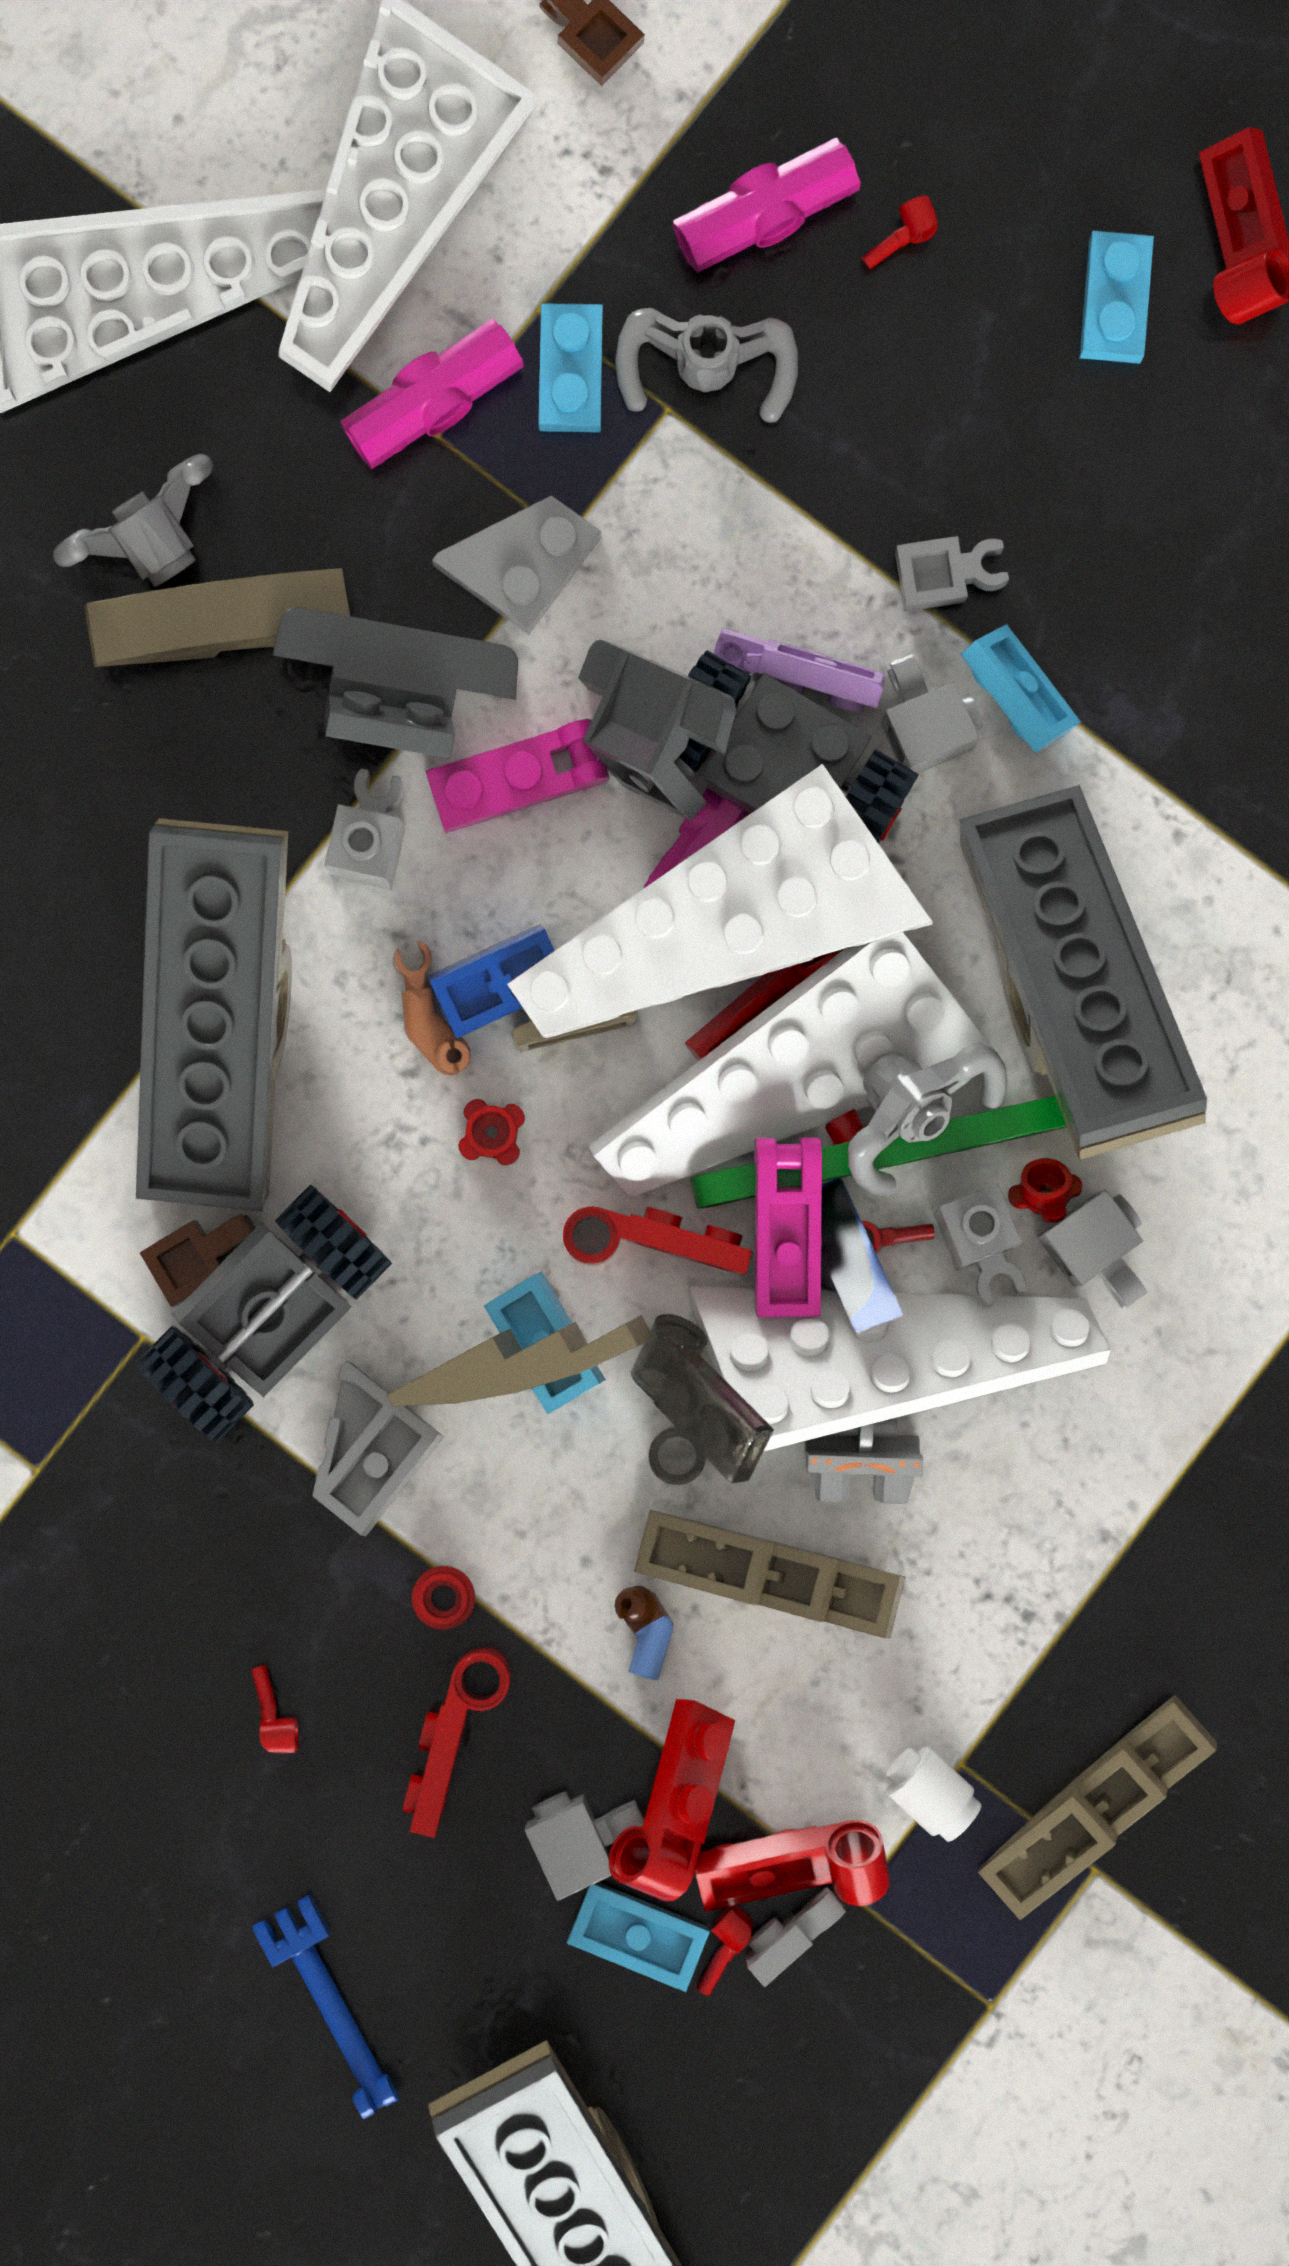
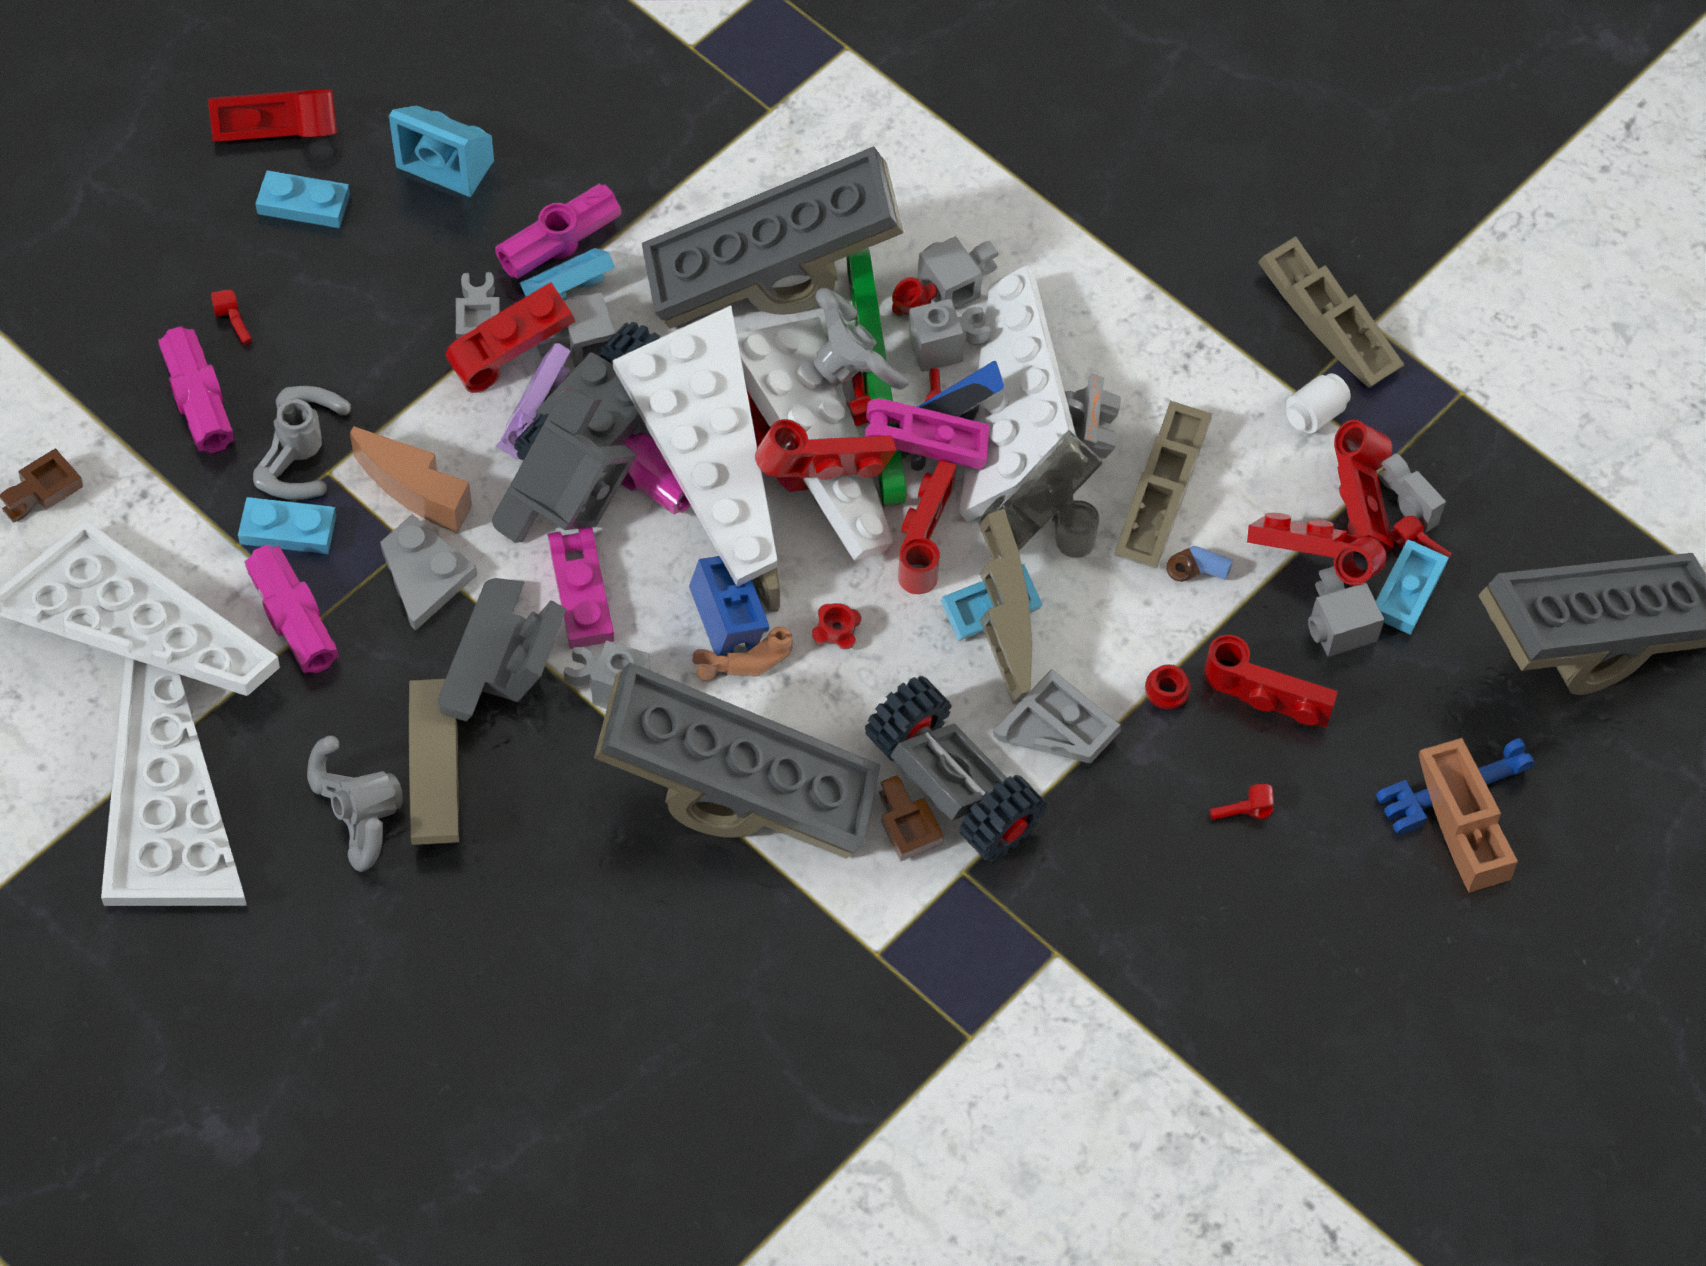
camera: 85 degrees left, 25 degrees down
(275, 2023) = (1467, 815): none -> nougat slope
(652, 522) = (413, 479): none -> nougat slope
(699, 1085) = (790, 453): none -> red plate
(894, 620) = (507, 335): none -> red plate
(1067, 633) = (558, 231): none -> dark pink piece
(1221, 474) = (440, 148): none -> medium azure slope

